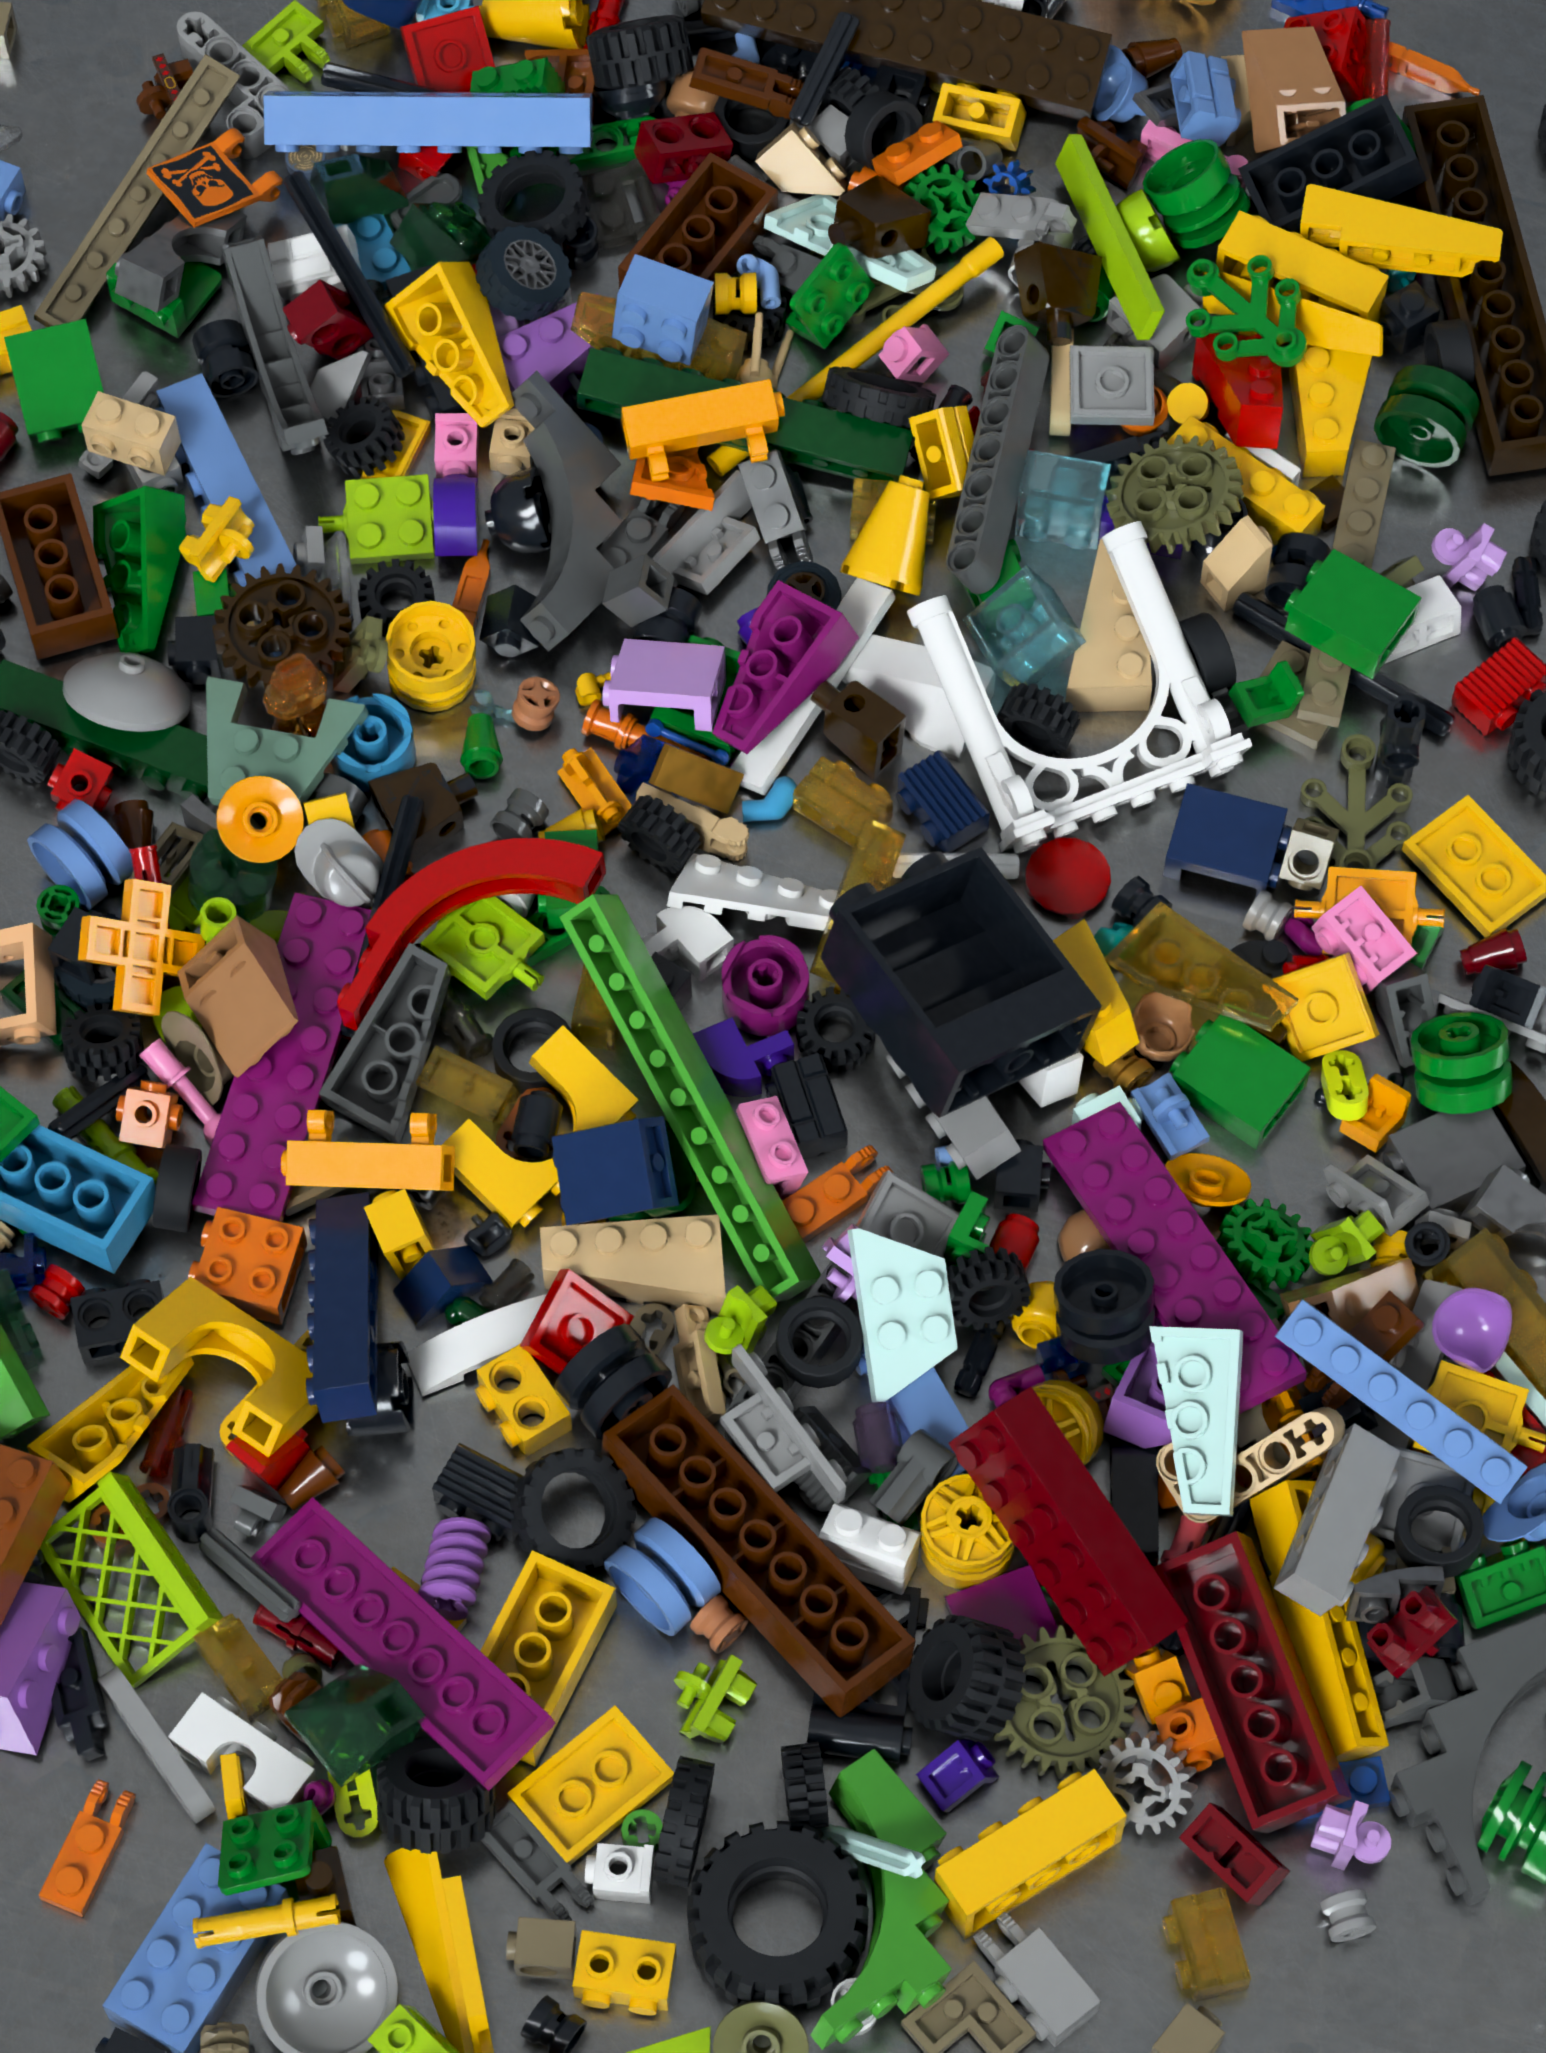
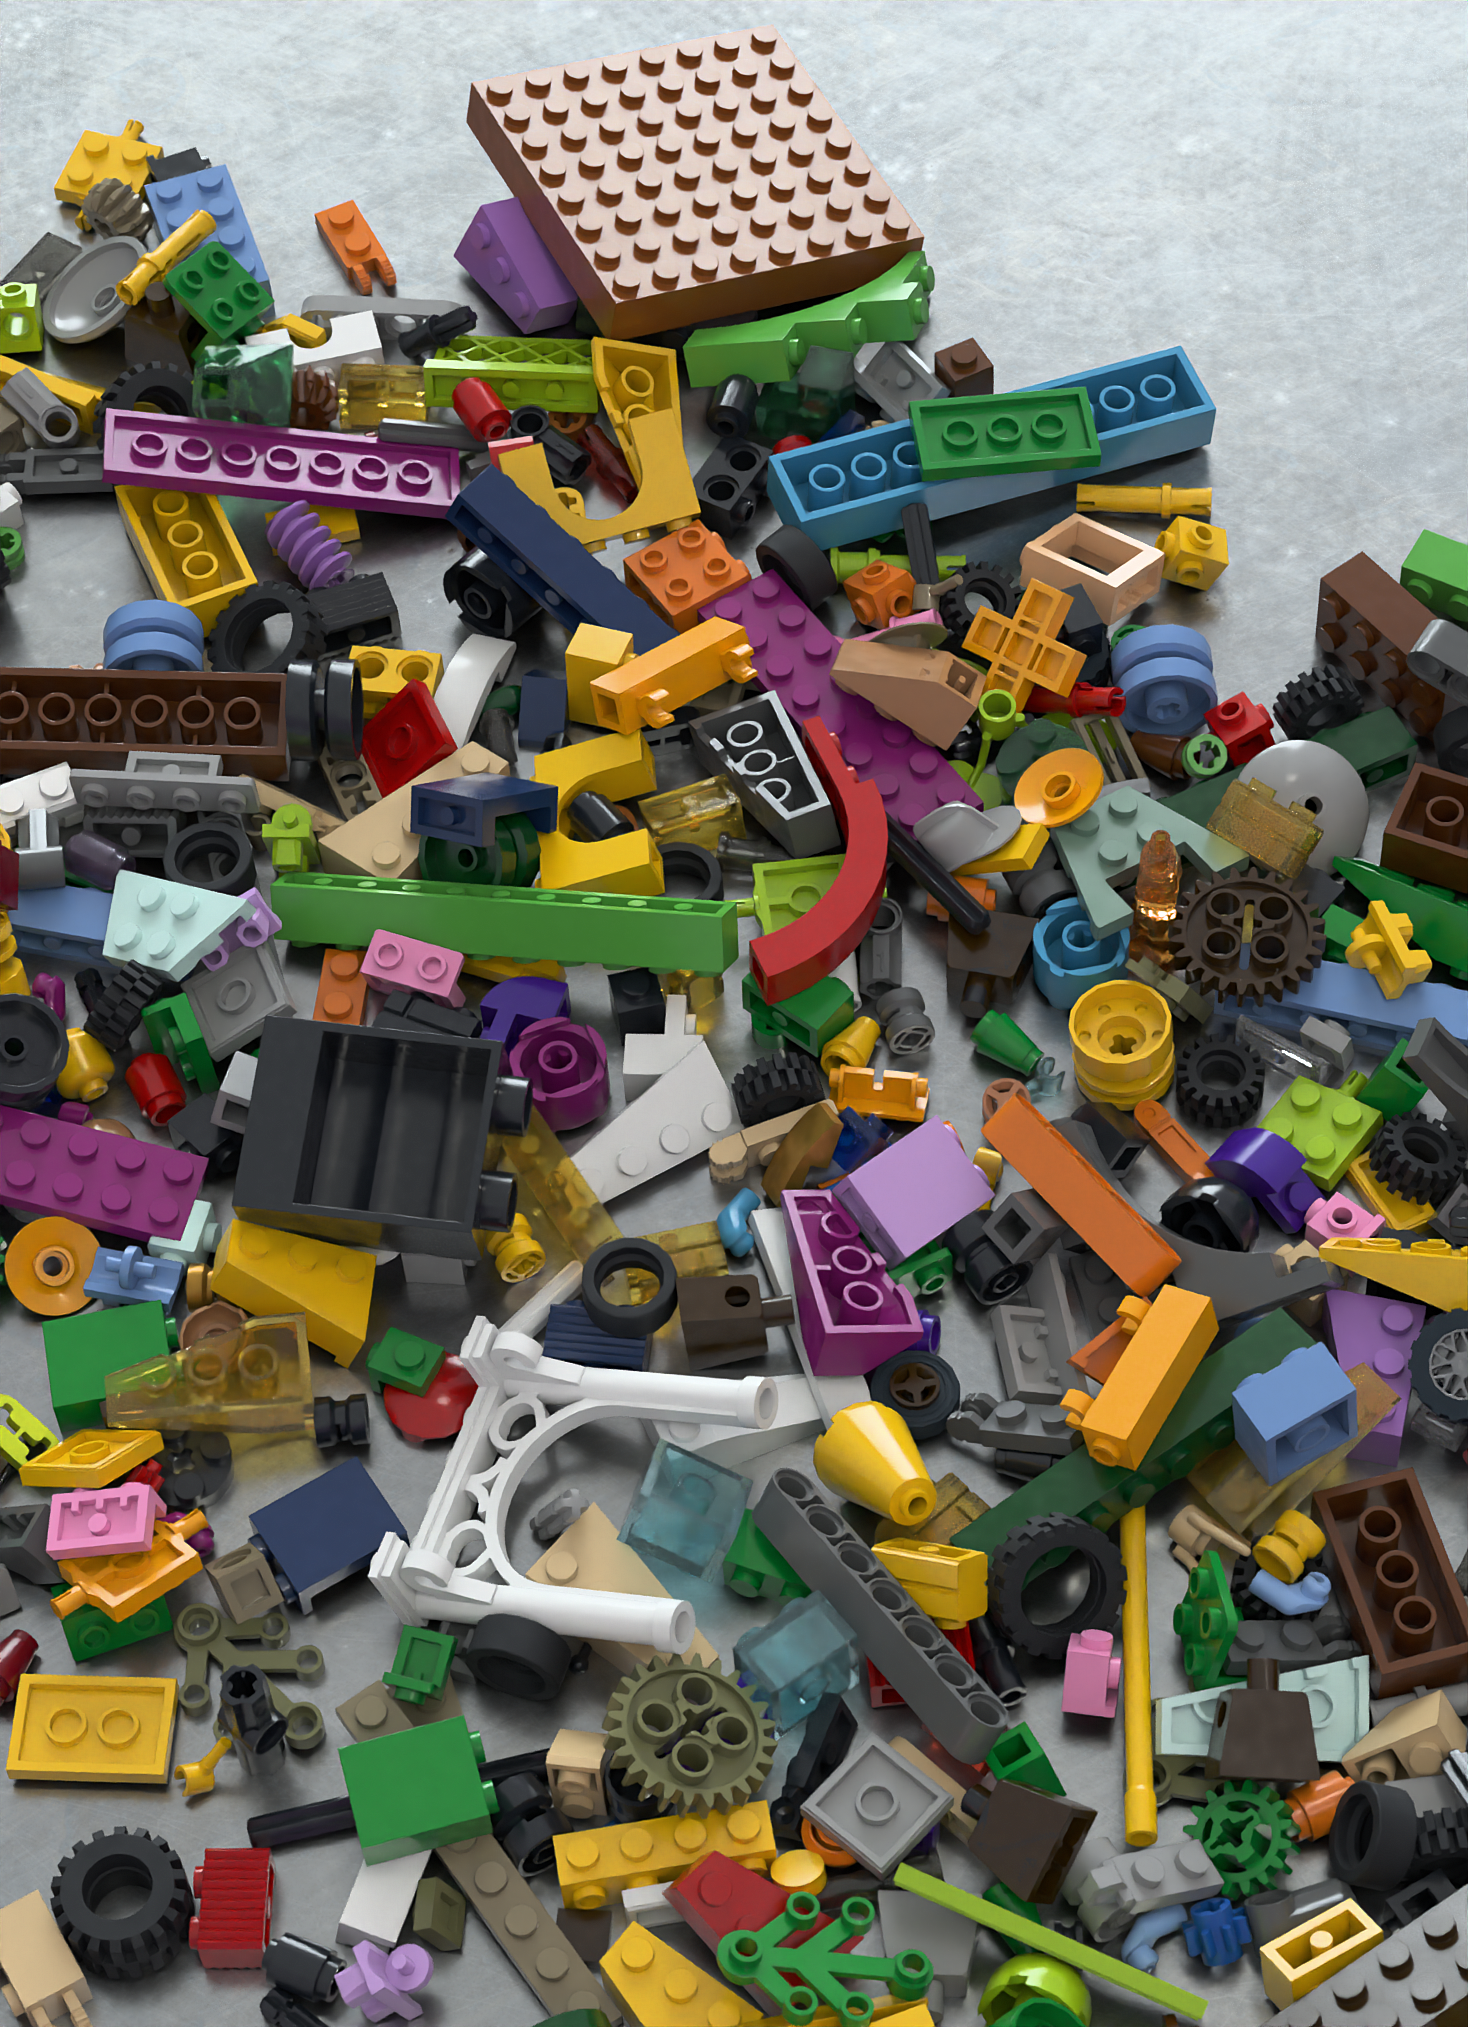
camera: 135 degrees right, 10 degrees down
(53, 1354) = (733, 406): none -> black brick
(79, 1699) = (466, 292): black hinge -> none
(130, 782) = (1214, 766): none -> bright green bush
(130, 1067) = (928, 595): none -> dark tan hand
(144, 1671) = (437, 331): none -> black axle
(180, 672) = (1265, 827): none -> clear yellow brick
(211, 1545) = (481, 410): none -> red brick
(302, 1660) = (345, 424): olive hinge -> none
(312, 483) = (1393, 1085): none -> green brick
(492, 1909) = (40, 408): none -> light grey piece
(591, 1785) = (67, 538): yellow plate -> none
(592, 565) = (1081, 1195): none -> orange beam
(723, 1682) = (42, 637): lime hips -> none
(905, 753) = (623, 1254): none -> black tyre
(917, 152) = (1315, 1840): orange plate -> none
(1038, 719) = (594, 1463): black tyre -> none
(1069, 896) = (404, 1362): none -> green bracket
(1089, 710) = (559, 1514): none -> light grey axle
(1110, 937) = (334, 1374): teal piece -> none
(1268, 916) = (226, 1511): light grey wheel -> none
(1443, 785) = (200, 1774): none -> yellow hand

